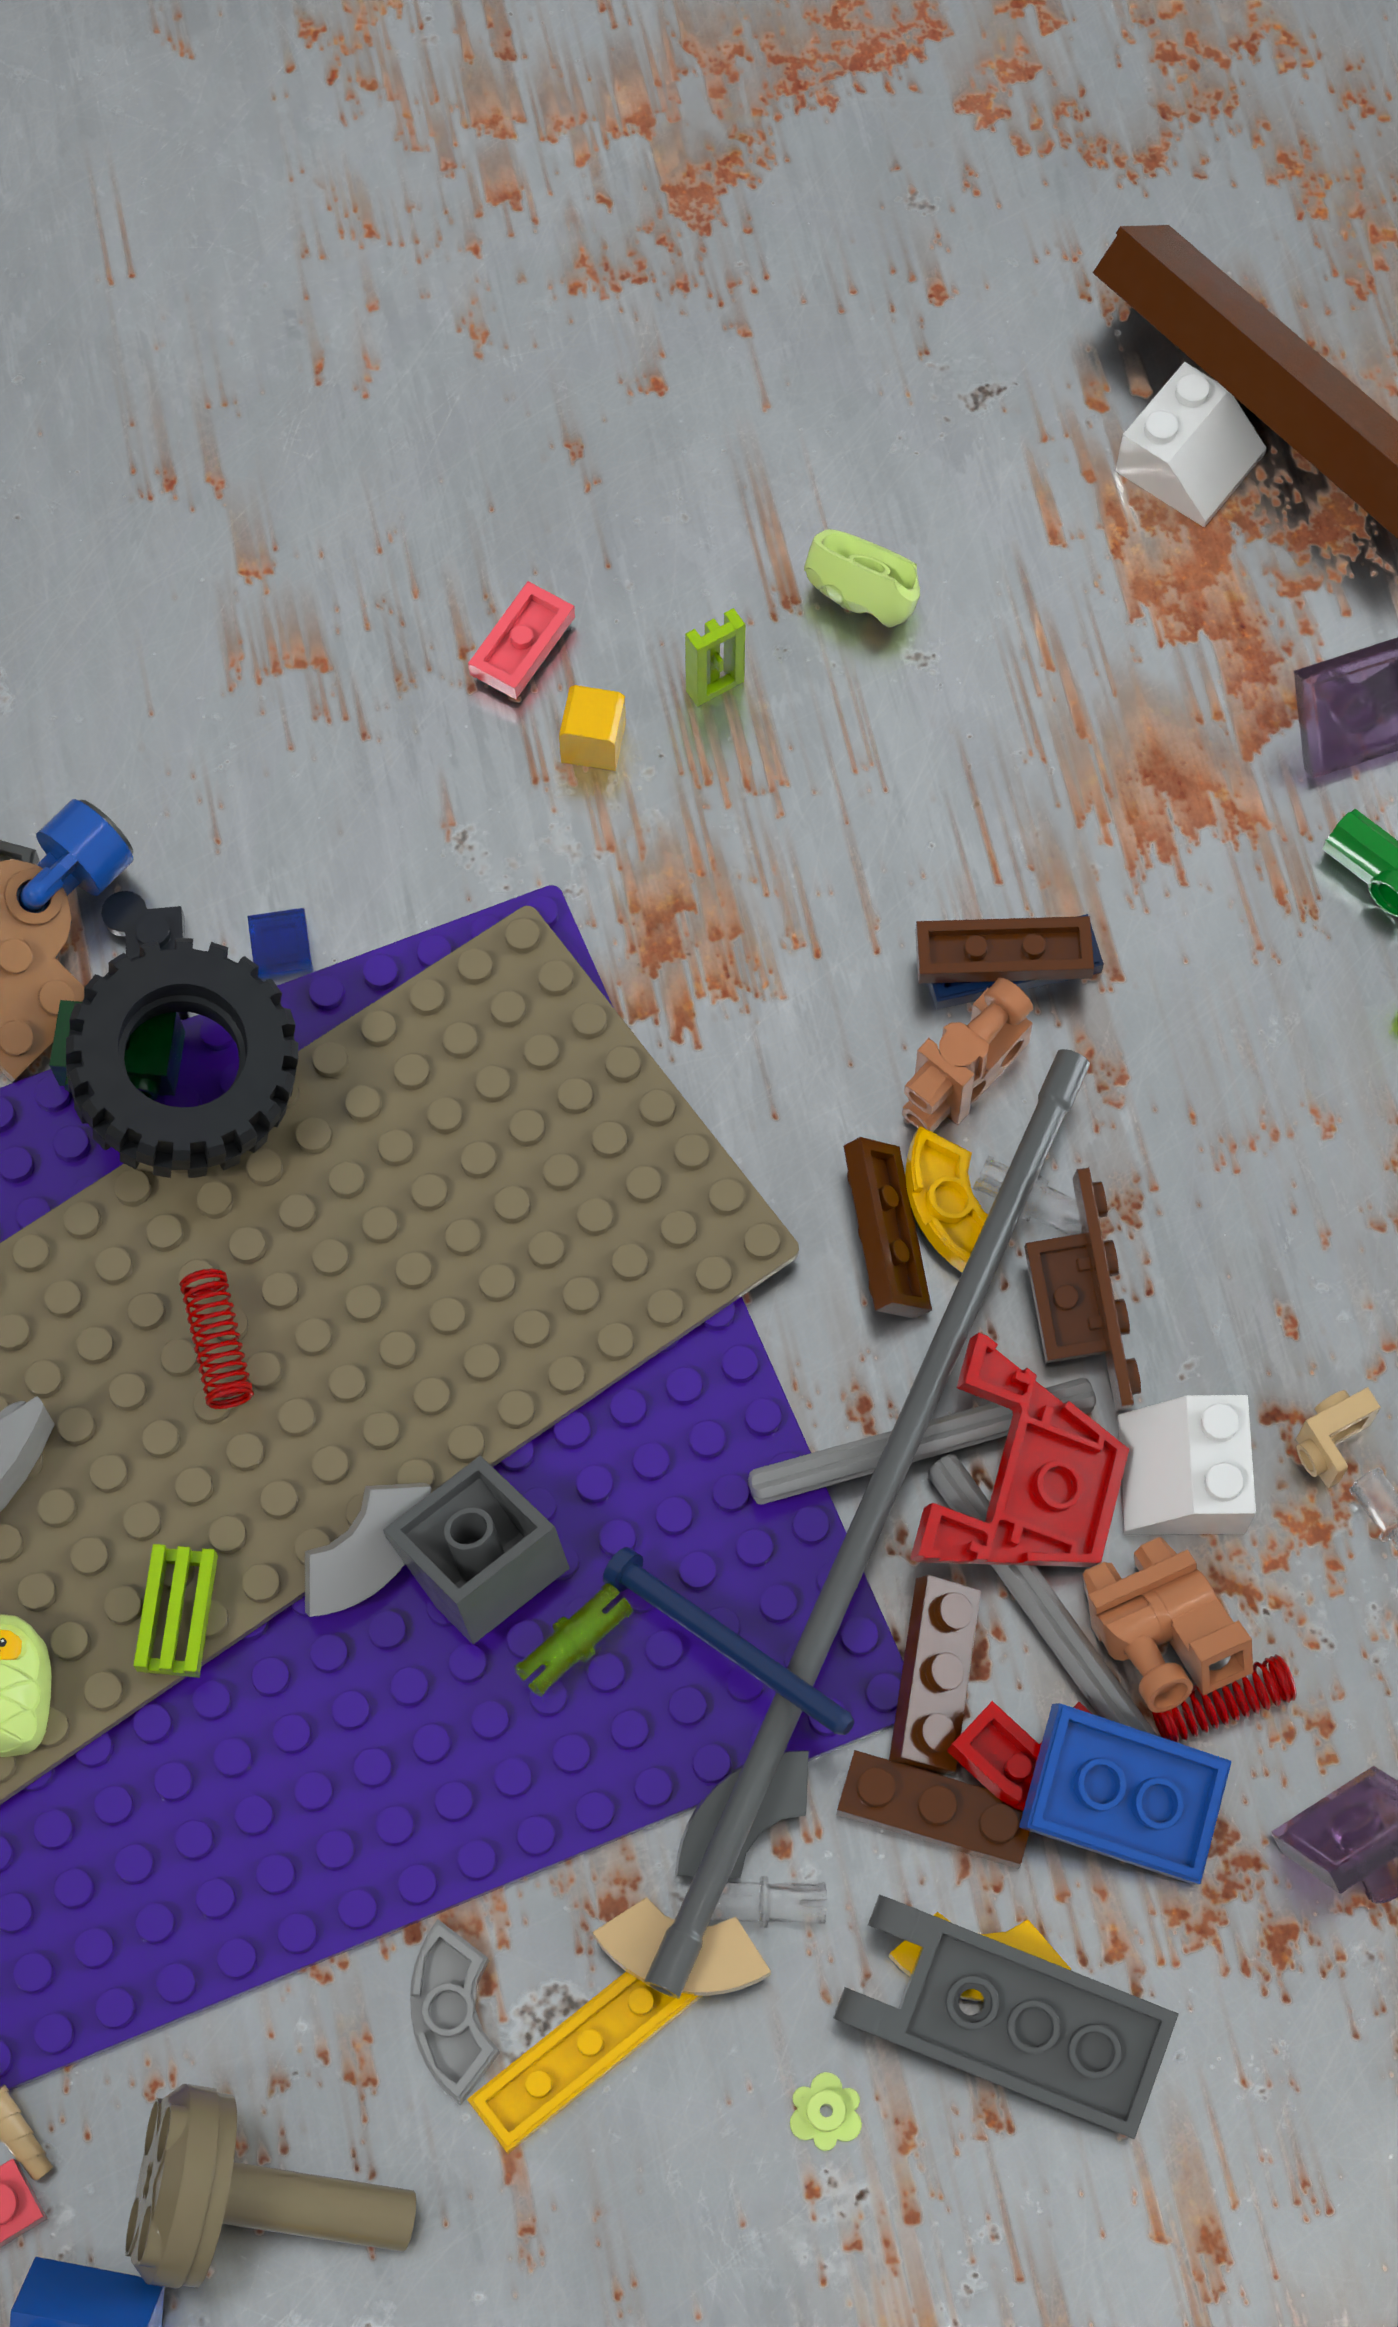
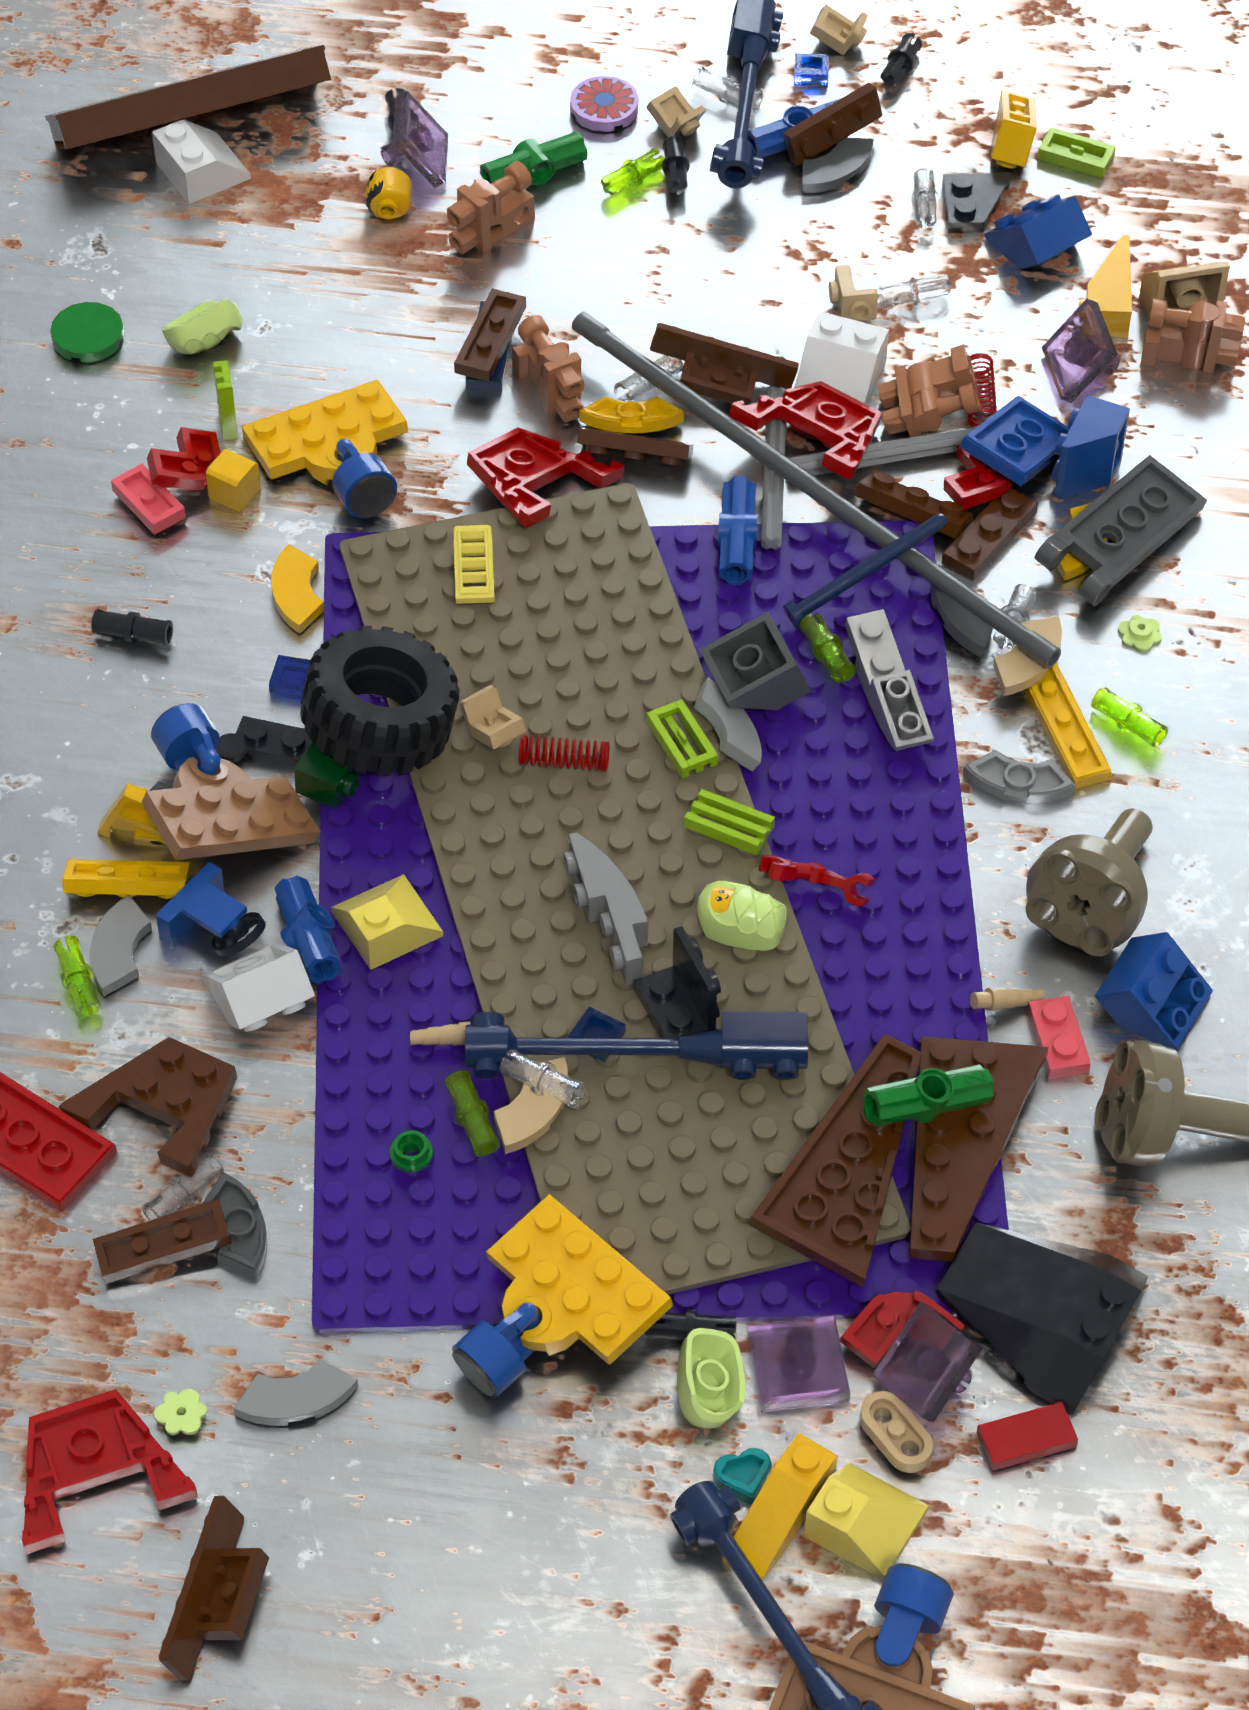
camera: 70 degrees left, 15 degrees down
(137, 1763) = (783, 869): none -> red piece
(236, 1221) = (490, 720): none -> tan bracket
(287, 712) = (132, 627): none -> black pin
(293, 1473) = (694, 762): none -> lime tile
(438, 880) = (293, 590): none -> yellow tile
(526, 1754) = (886, 683): none -> light grey slope
(534, 1065) = (473, 541): none -> light yellow slope
(575, 658) = (189, 465): none -> red plate
(625, 2147) = (1129, 716): none -> clear neon green pin
(721, 822) = (336, 443): none -> yellow plate
(754, 1430) = (737, 530): none -> blue piece
(775, 1087) = (525, 461): none -> red wing
(804, 445) = (87, 331): none -> green tile
(1143, 1913) = (1091, 447): none -> blue slope
(1239, 710) = (388, 191): none -> yellow head
(1254, 859) = (491, 210): none -> nougat hips

